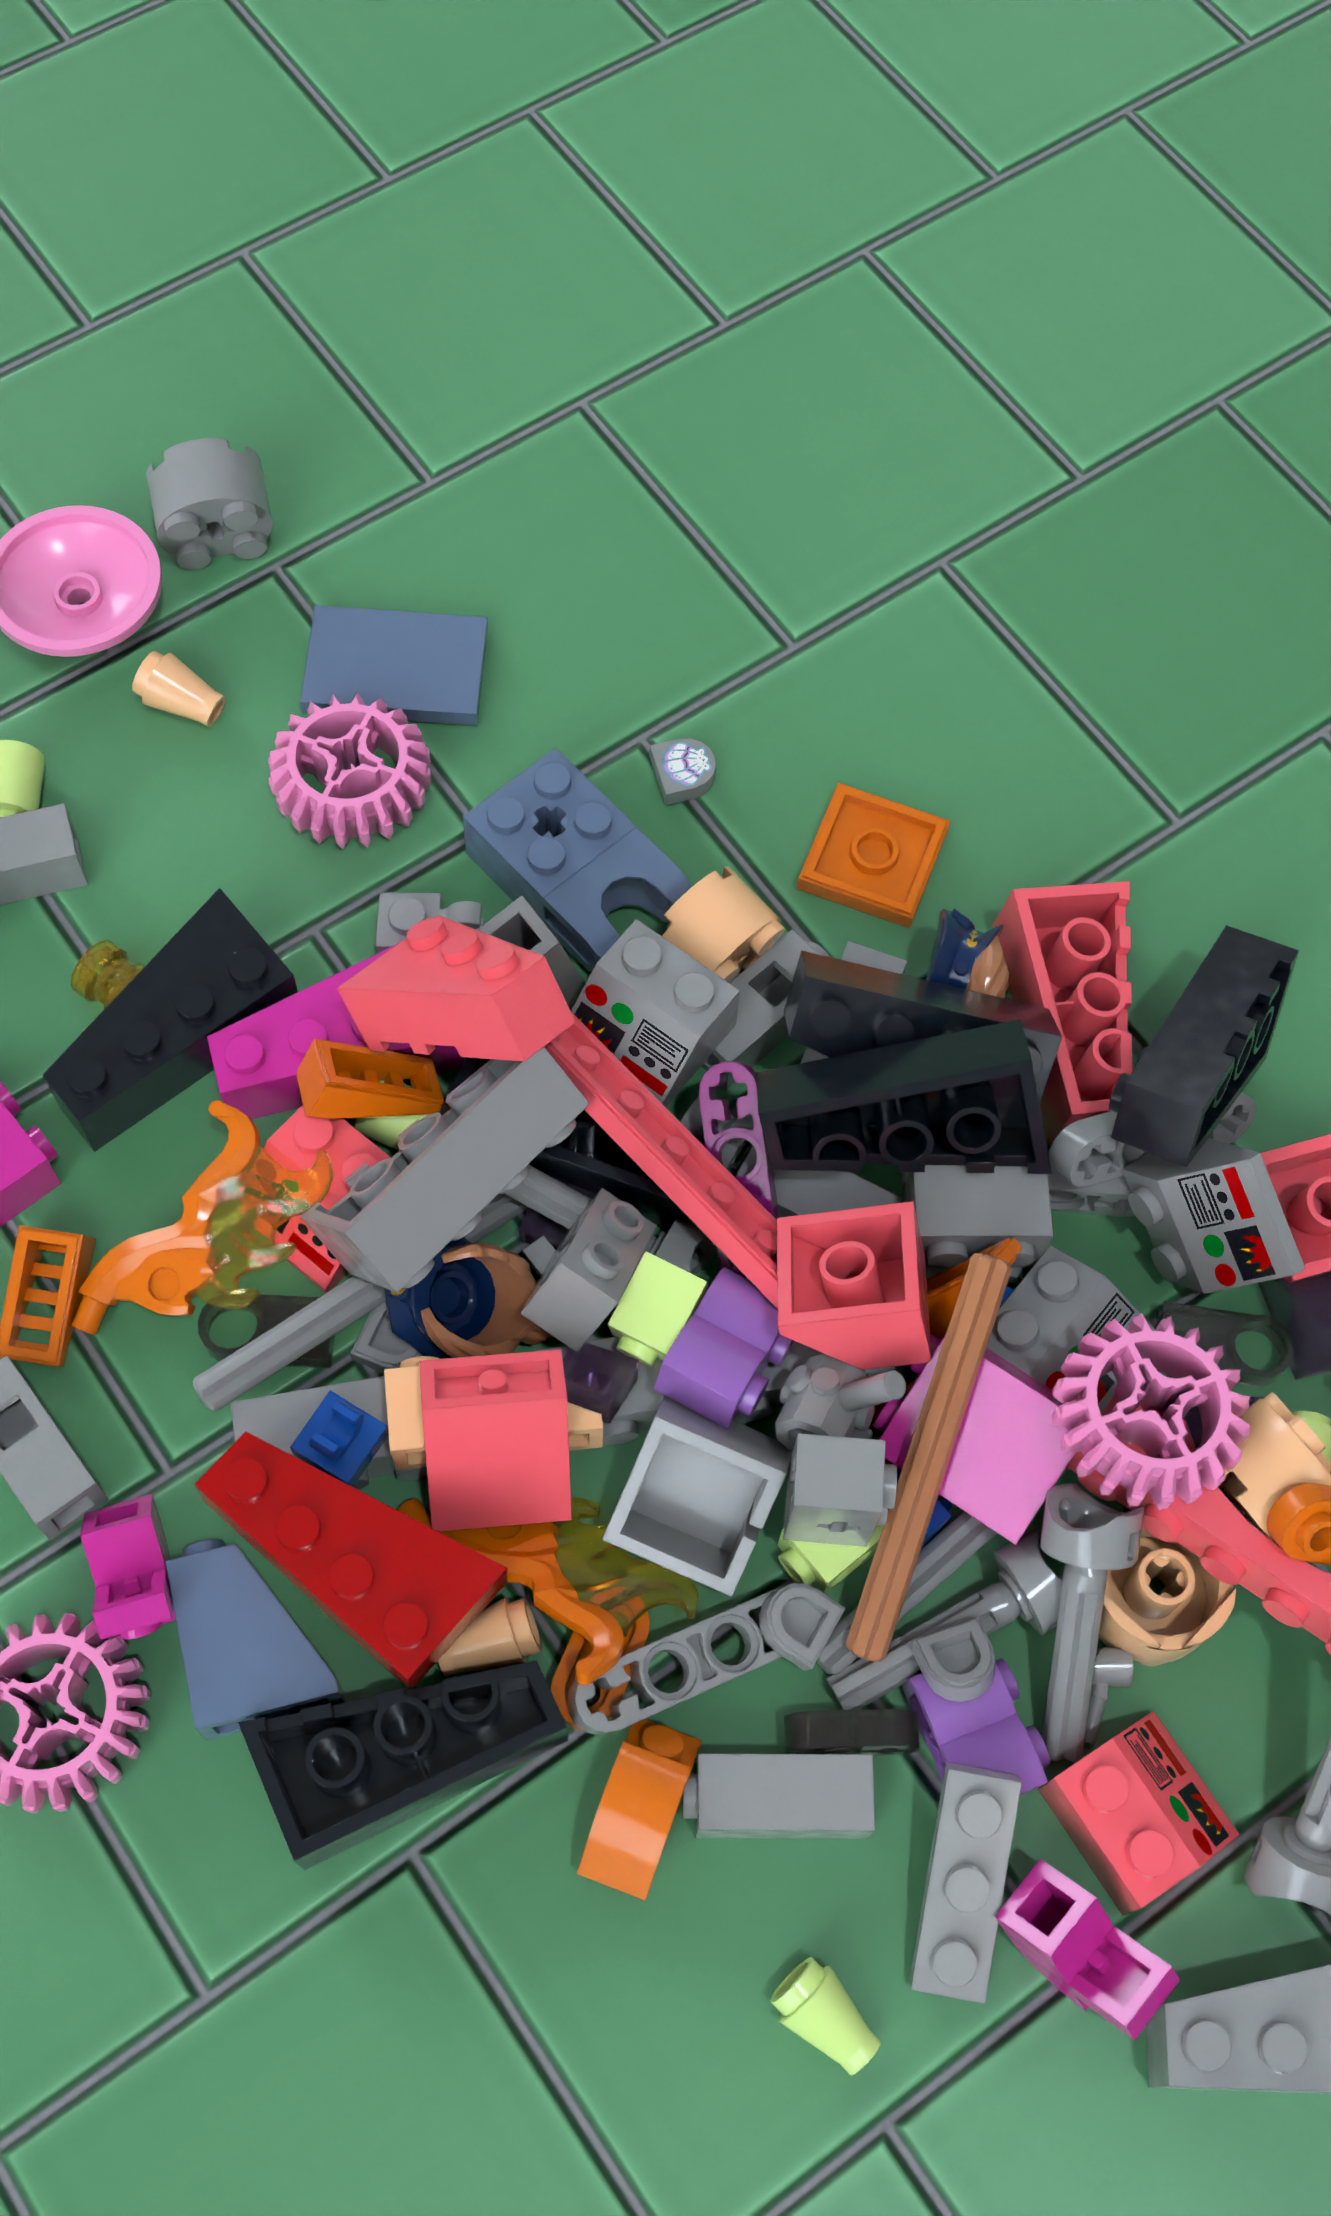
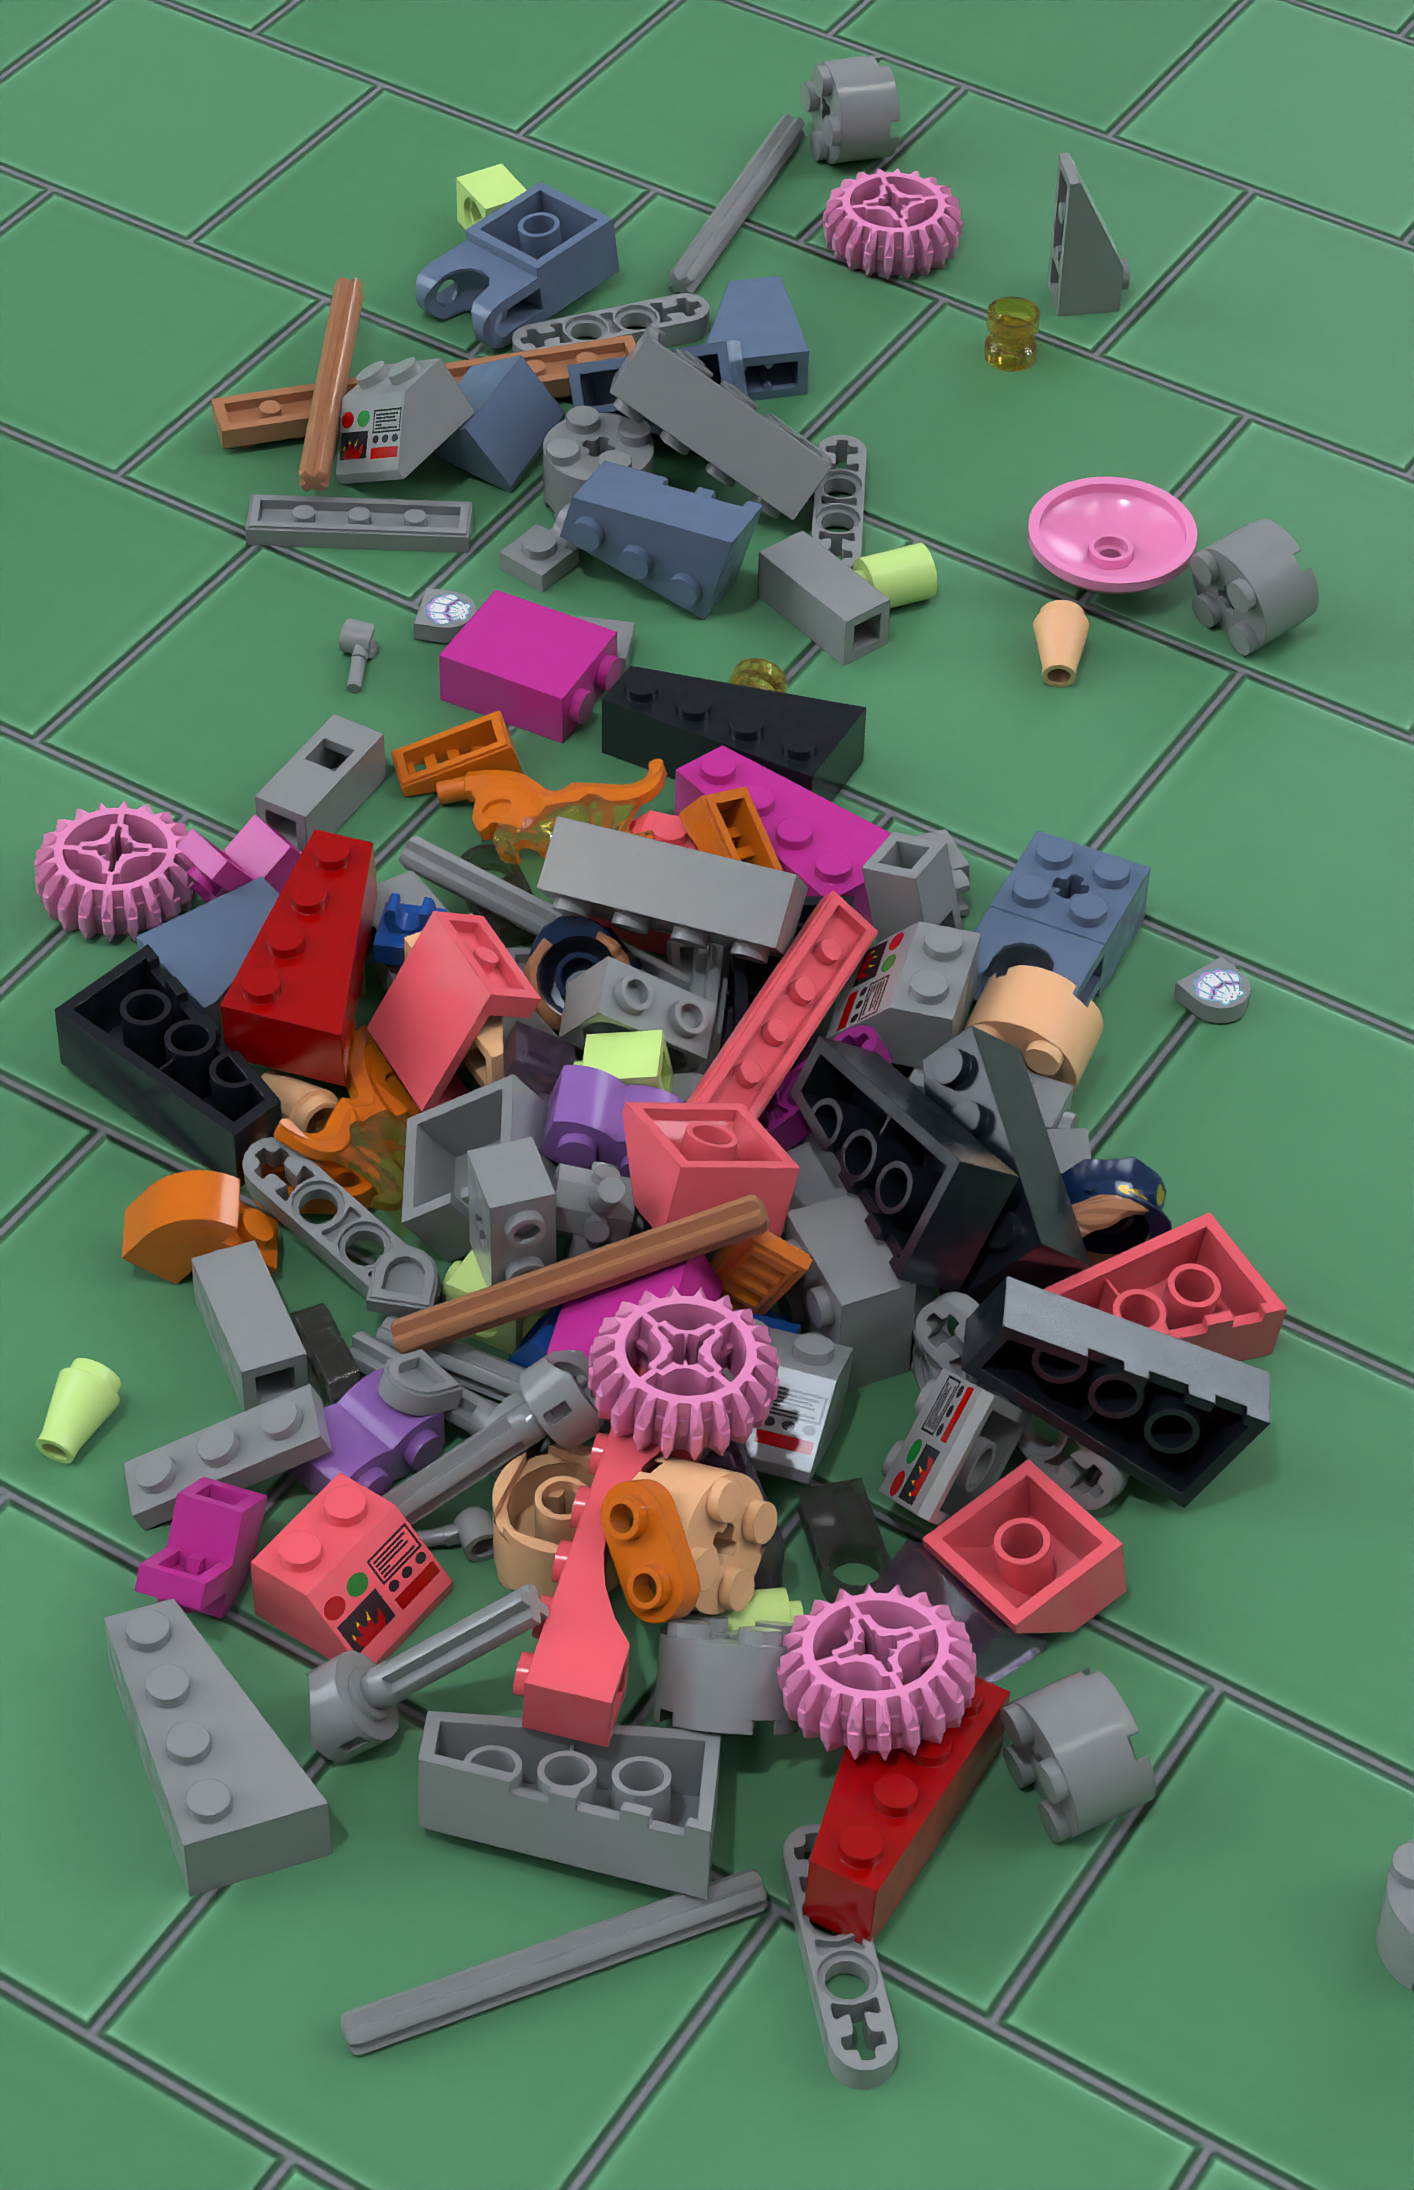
camera: 70 degrees right, 20 degrees down
(359, 789) = (1052, 769): bright pink gear -> none
(408, 659) = (1190, 772): sand blue tile -> none
(458, 991) = (826, 827): coral wedge -> none
(873, 855) = (1219, 1154): orange tile -> none

